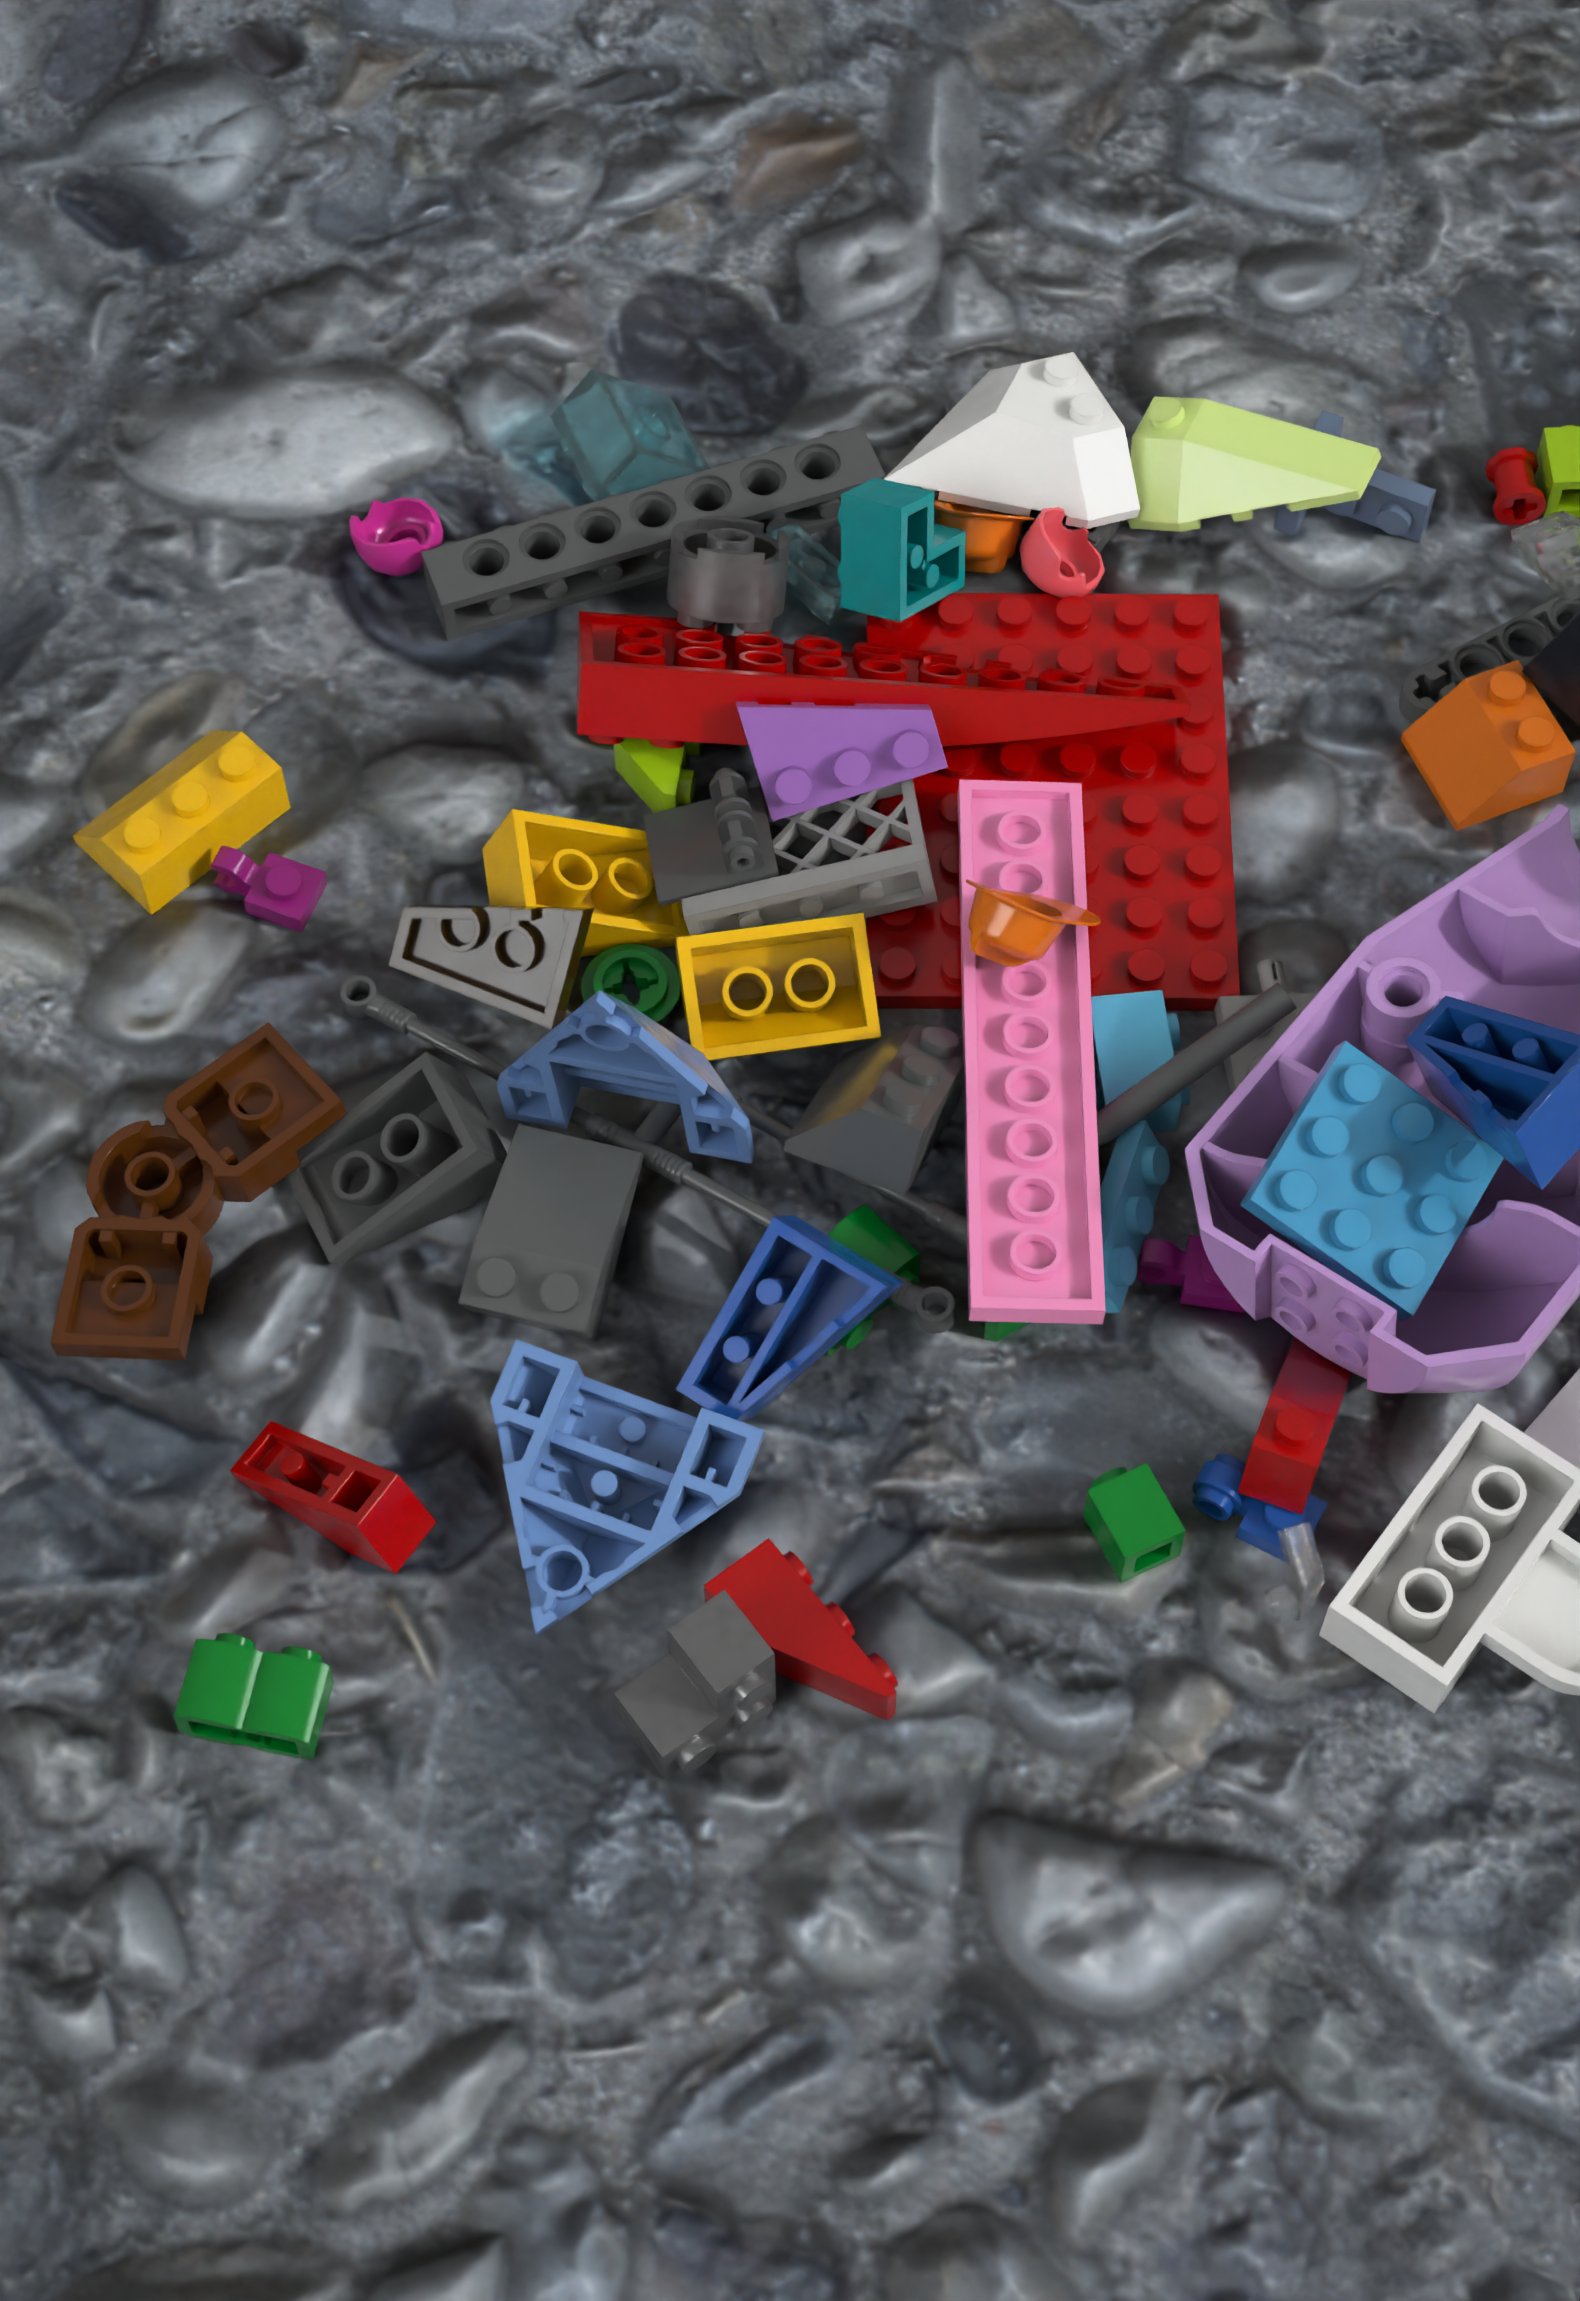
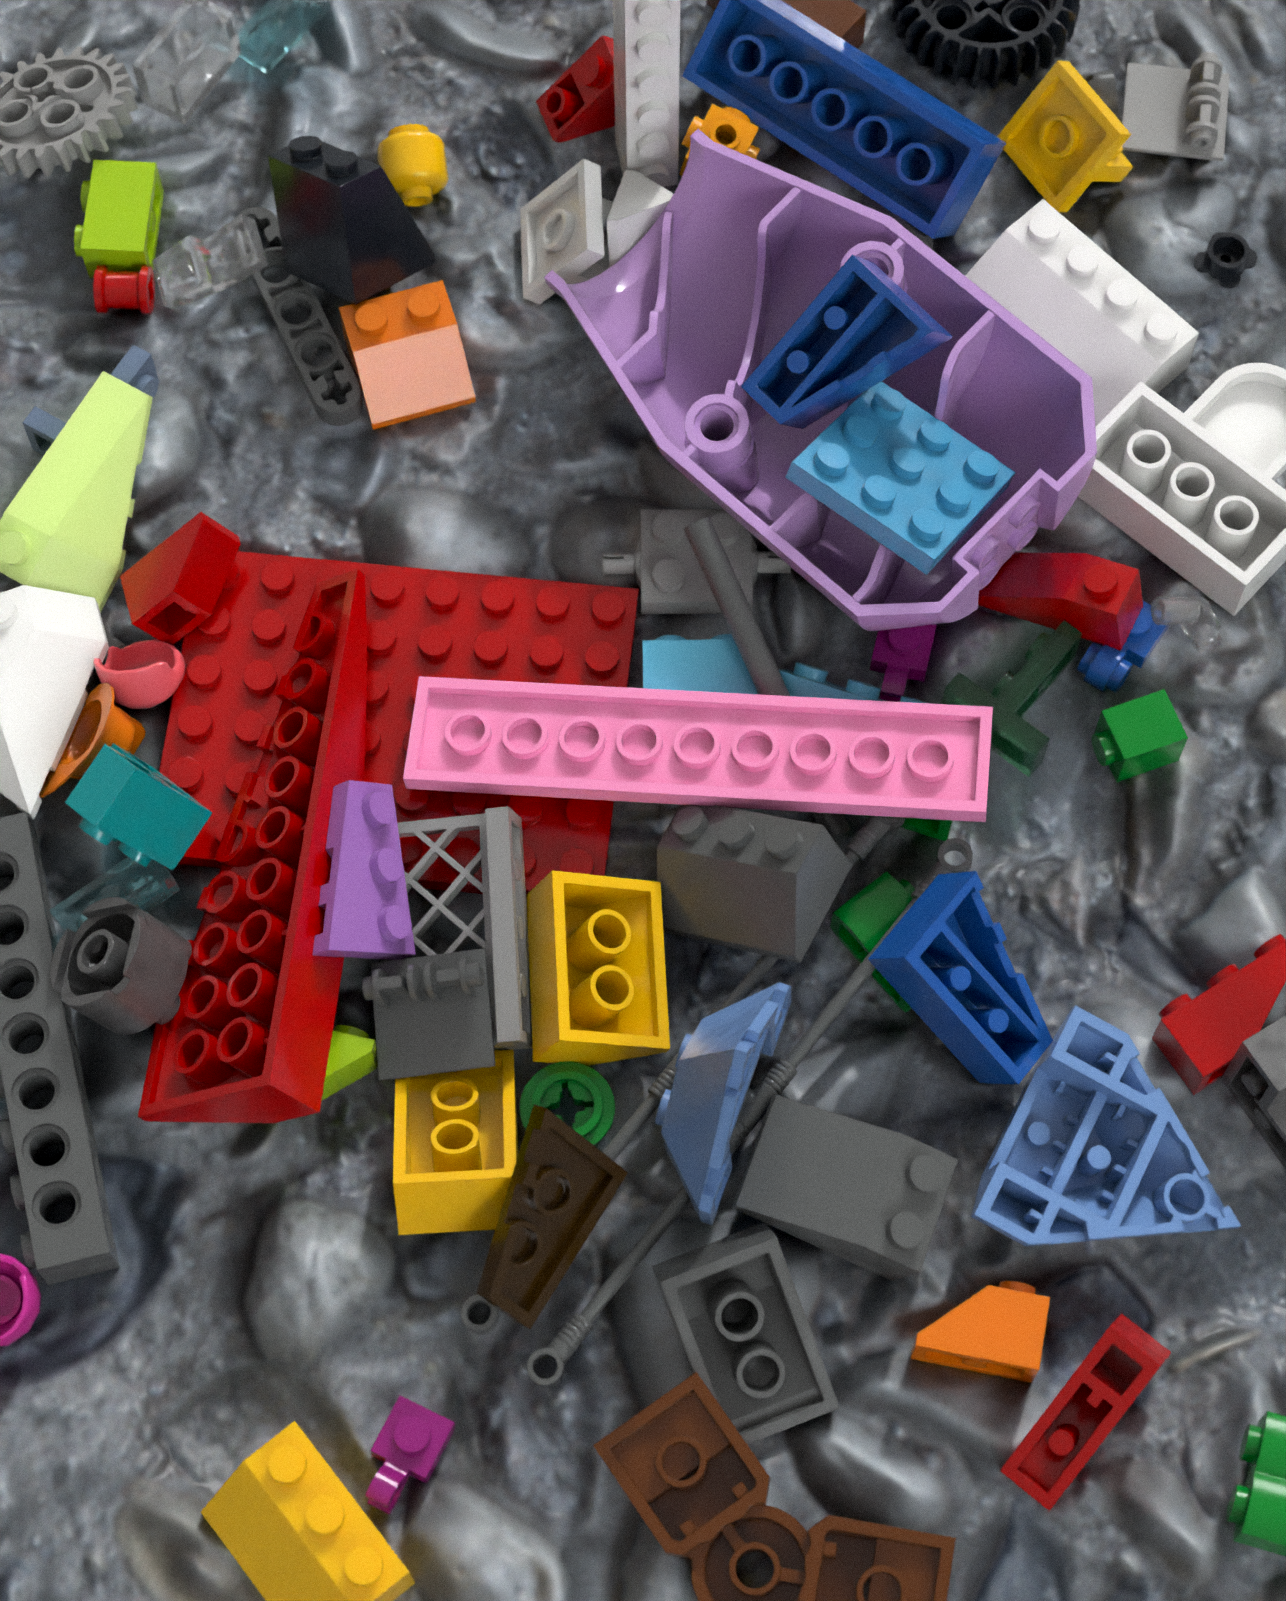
camera: 85 degrees left, 5 degrees up
(409, 1396) = (990, 1333): none -> orange slope
(1019, 925) = (593, 722): orange piece -> none
(1163, 567) = (180, 579): none -> red slope
(1164, 1388) = (1016, 694): none -> clear green bracket

